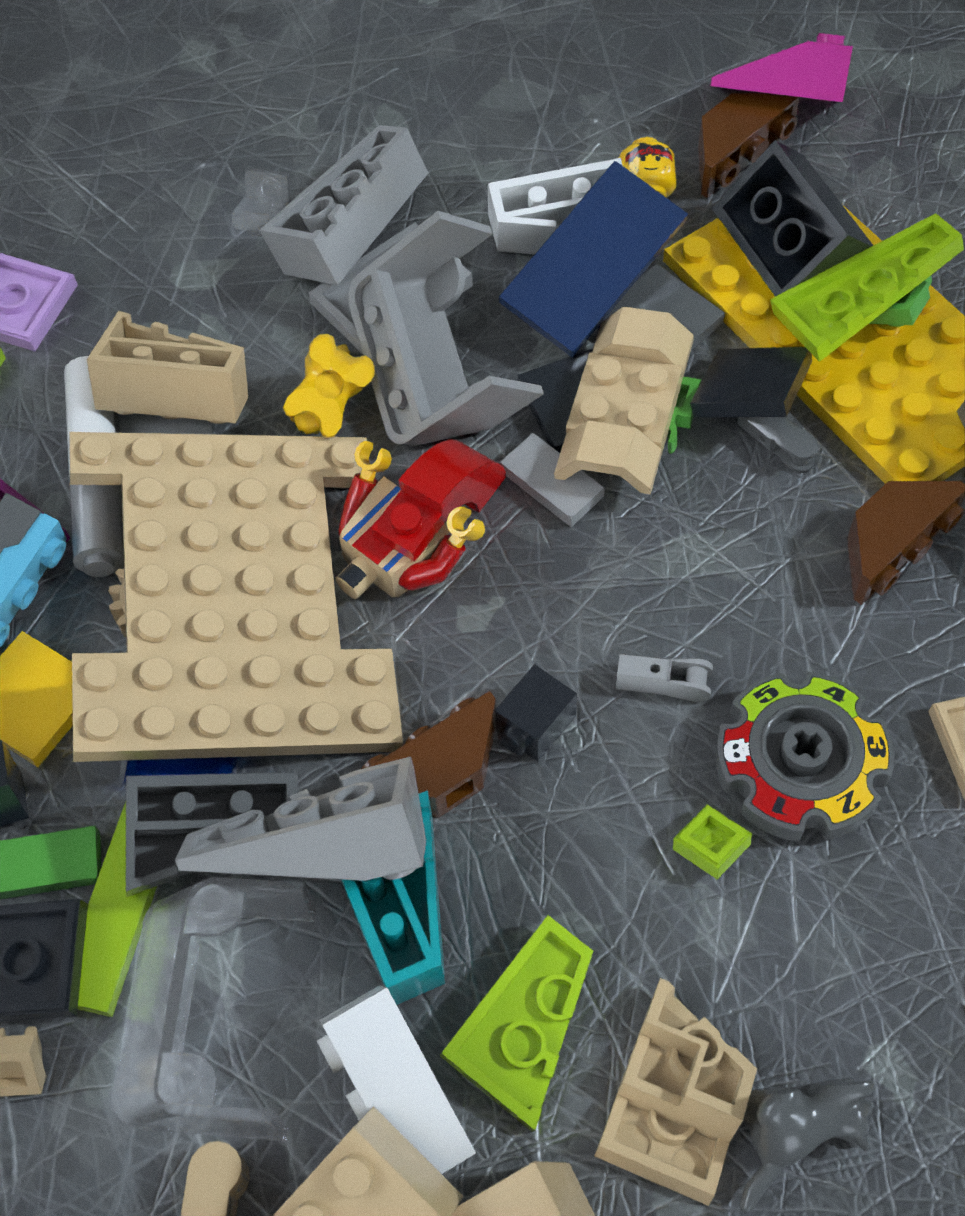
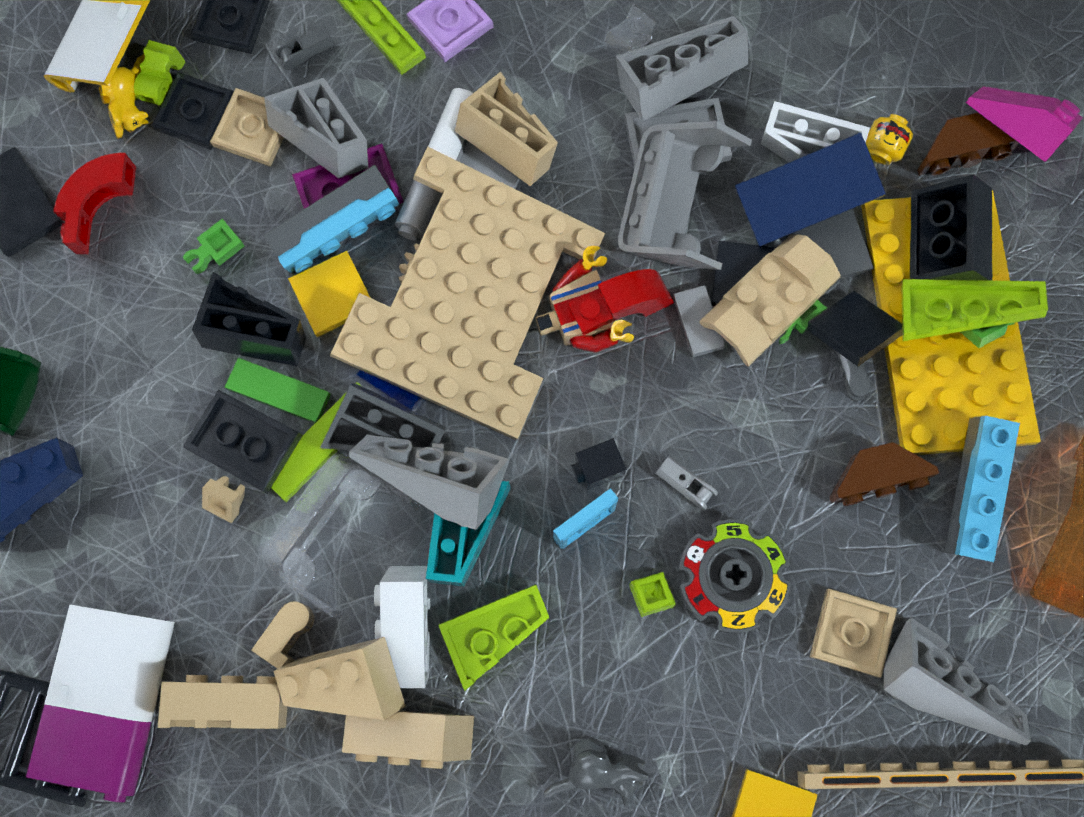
camera: 30 degrees right, 15 degrees up
(328, 383) = (603, 185): yellow animal -> none
(451, 755) = (534, 463): reddish brown slope -> none
(562, 786) = (585, 519): none -> medium azure tile
(677, 1101) = (546, 719): tan slope -> none

